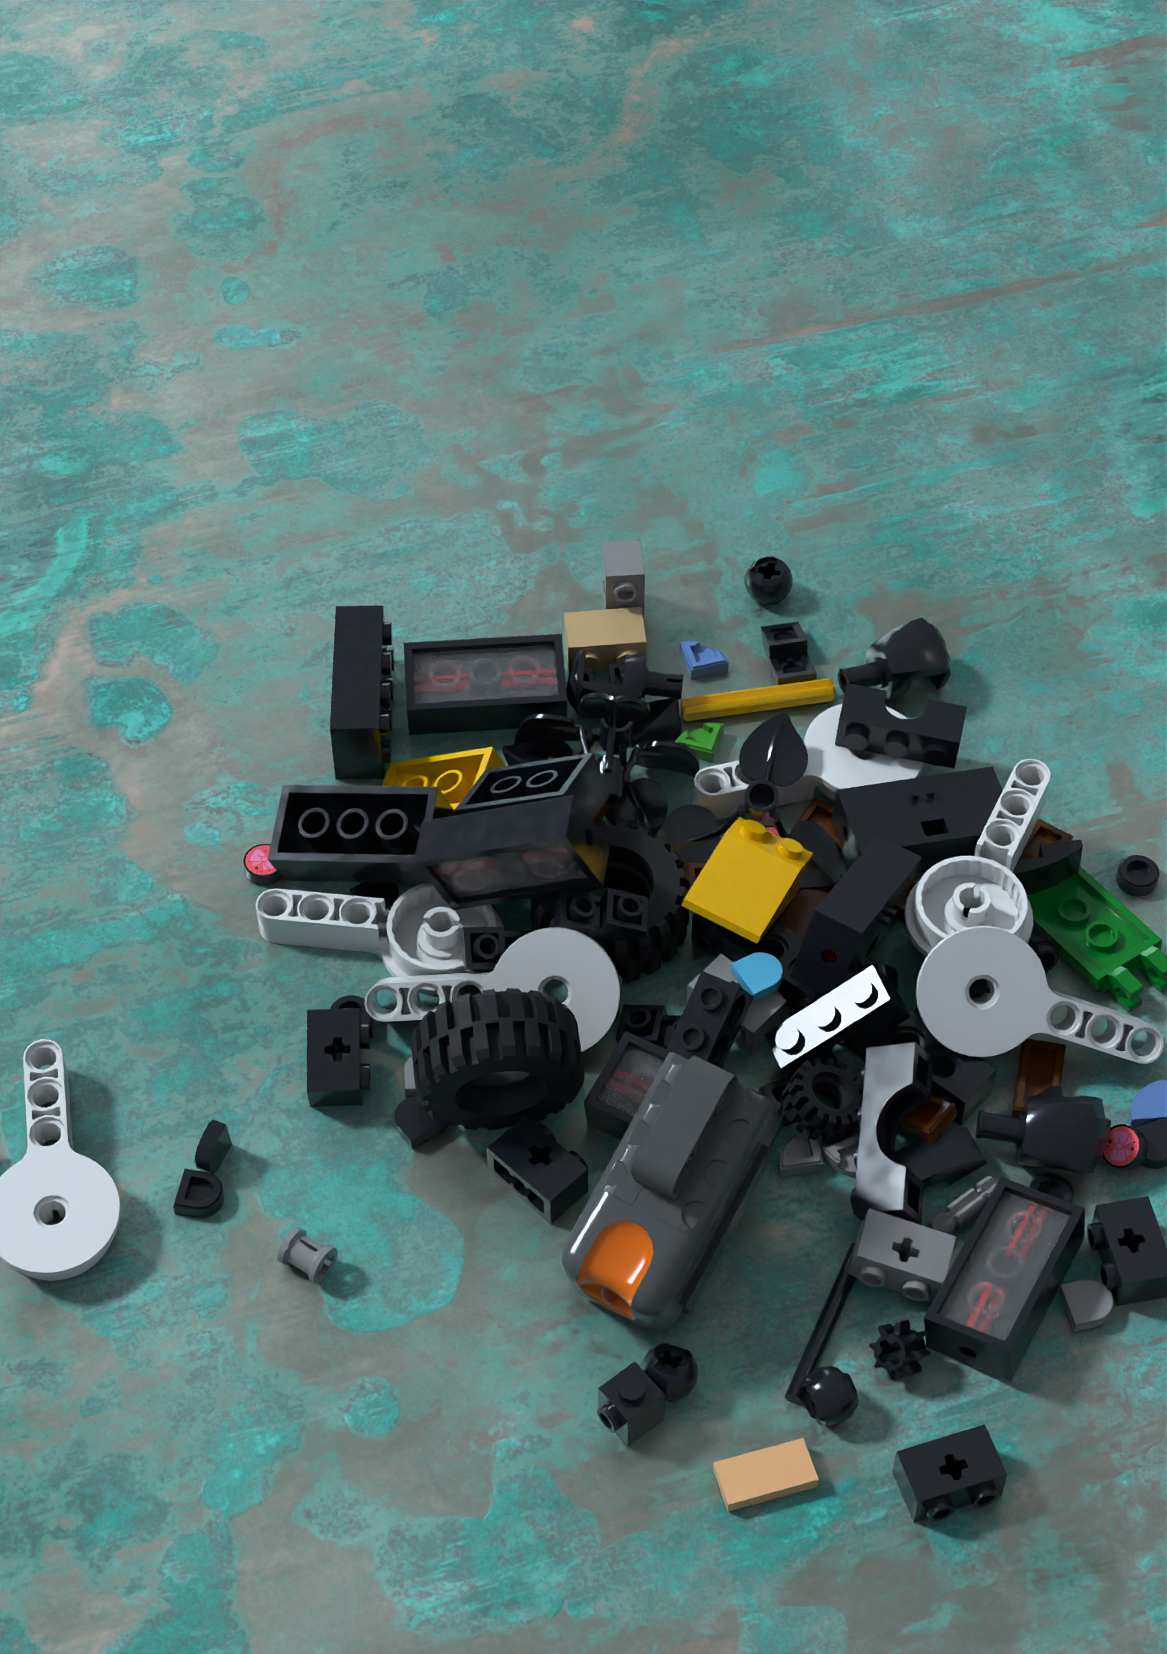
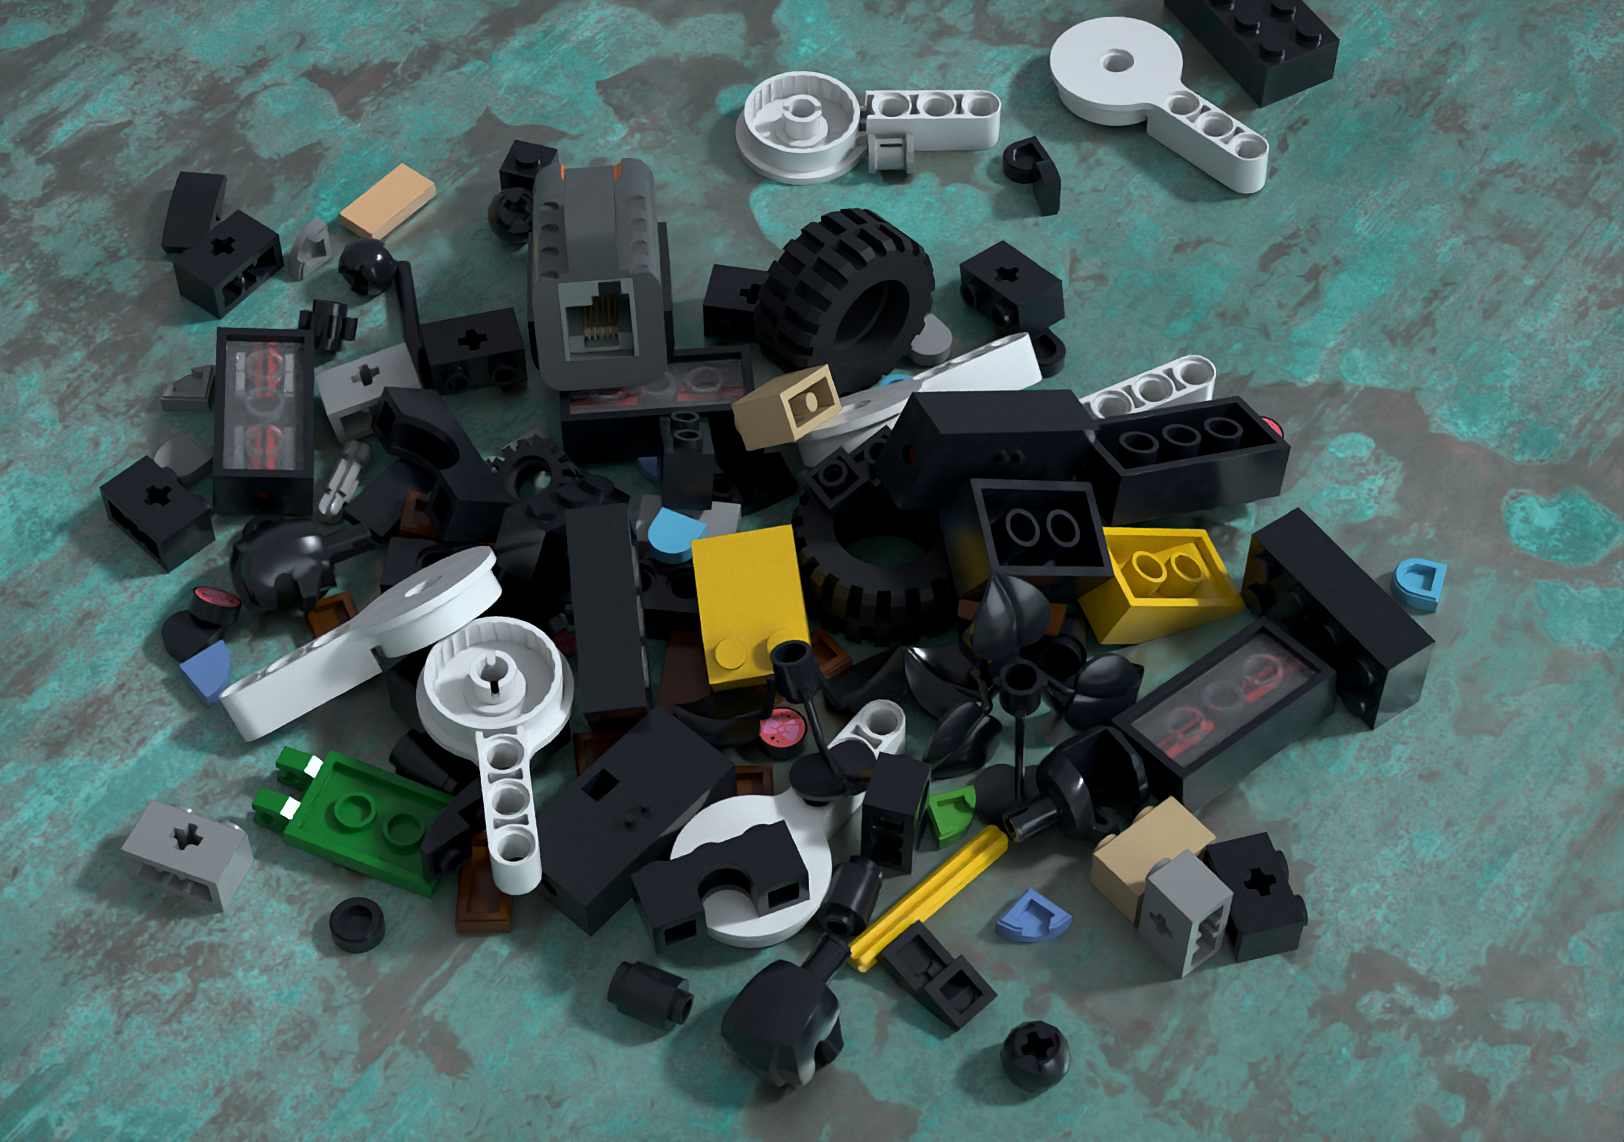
camera: 145 degrees right, 0 degrees up
(264, 716) = (1418, 583): none -> medium azure tile
(314, 1316) = (813, 130): none -> white beam
(565, 585) = (1263, 910): none -> black brick
(613, 998) = (786, 407): none -> tan brick
(741, 714) = (895, 811): none -> black brick
(770, 1260) = (474, 351): none -> black brick
(808, 708) = (850, 896): none -> black brick
(864, 1453) = (310, 249): none -> light grey tile
(948, 1563) = (192, 210): none -> black slope
(980, 730) = (650, 995): none -> black brick
(1043, 1373) = (191, 392): none -> light grey tile

